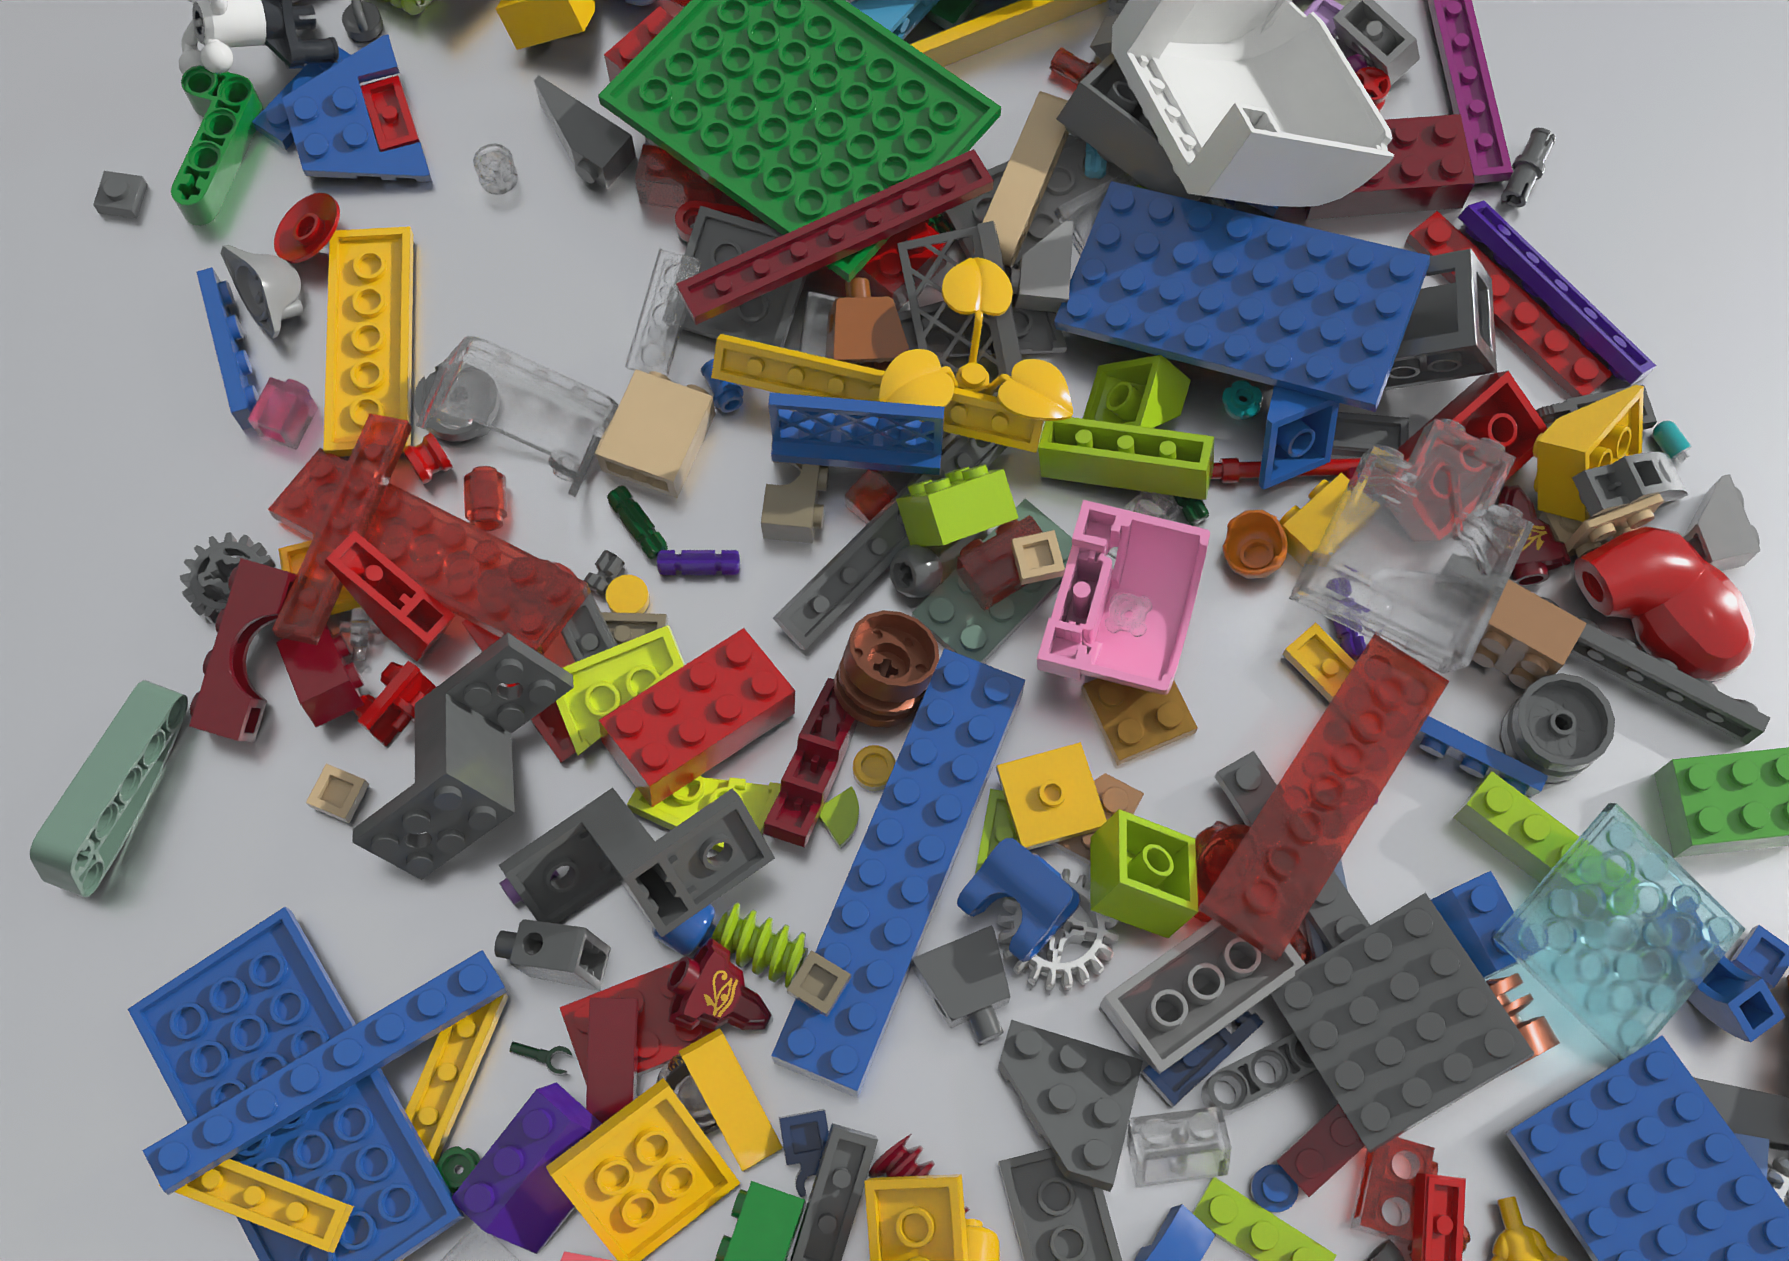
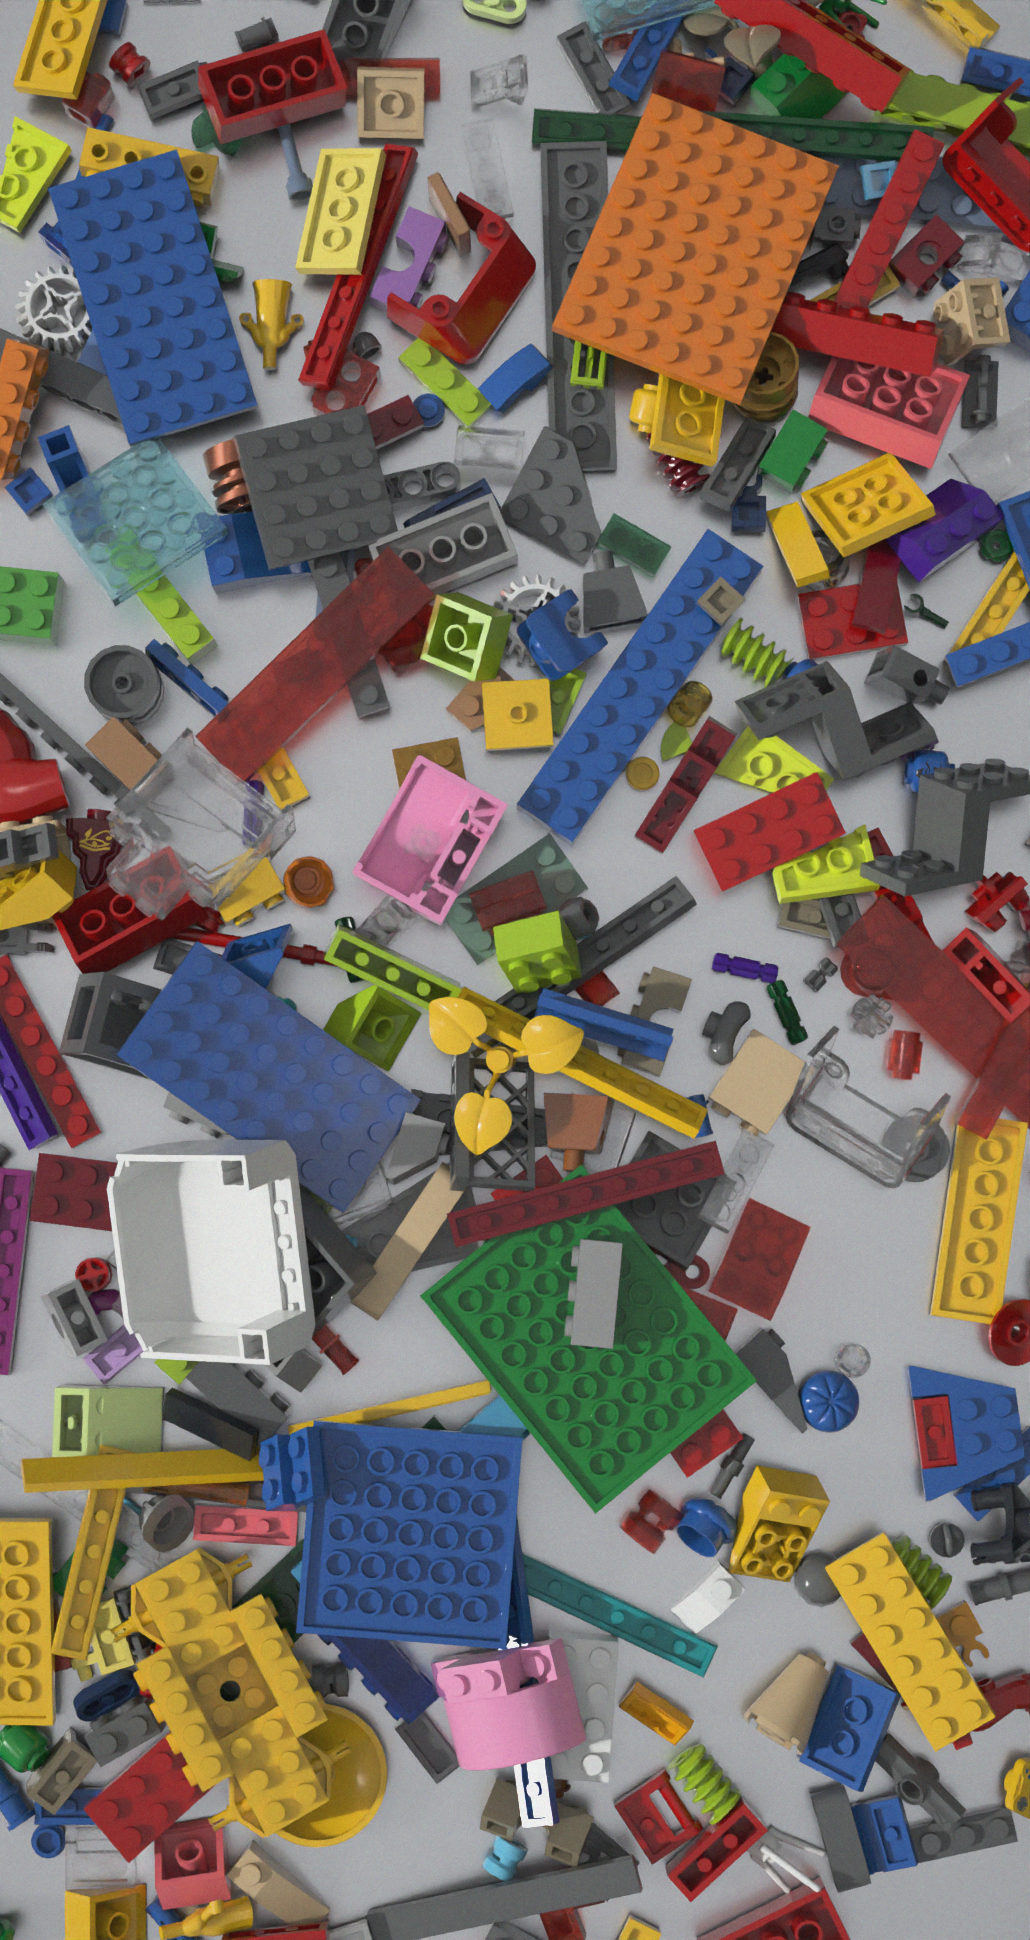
camera: 165 degrees left, 15 degrees up
(427, 458) = (956, 1102): red wheel -> none
(505, 839) = (923, 763): none -> blue head
(515, 119) = (829, 1401): none -> blue piece
(532, 530) = (872, 1016): none -> clear gear
(610, 38) = (732, 1466): none -> dark grey bar
(620, 239) = (759, 1259): none -> clear red slope
(627, 595) = (805, 951): yellow tile -> none
(709, 484) = (723, 1030): none -> dark grey piece
(713, 992) = (796, 622): dark red rock -> none
(803, 135) = (594, 1293): none -> light grey brick
(832, 859) = (690, 703): none -> clear yellow wheel
(886, 668) = (604, 843): copper wheel -> none
(951, 1059) = (634, 545): none -> clear green plate
(1038, 557) = (487, 887): tan plate -> none

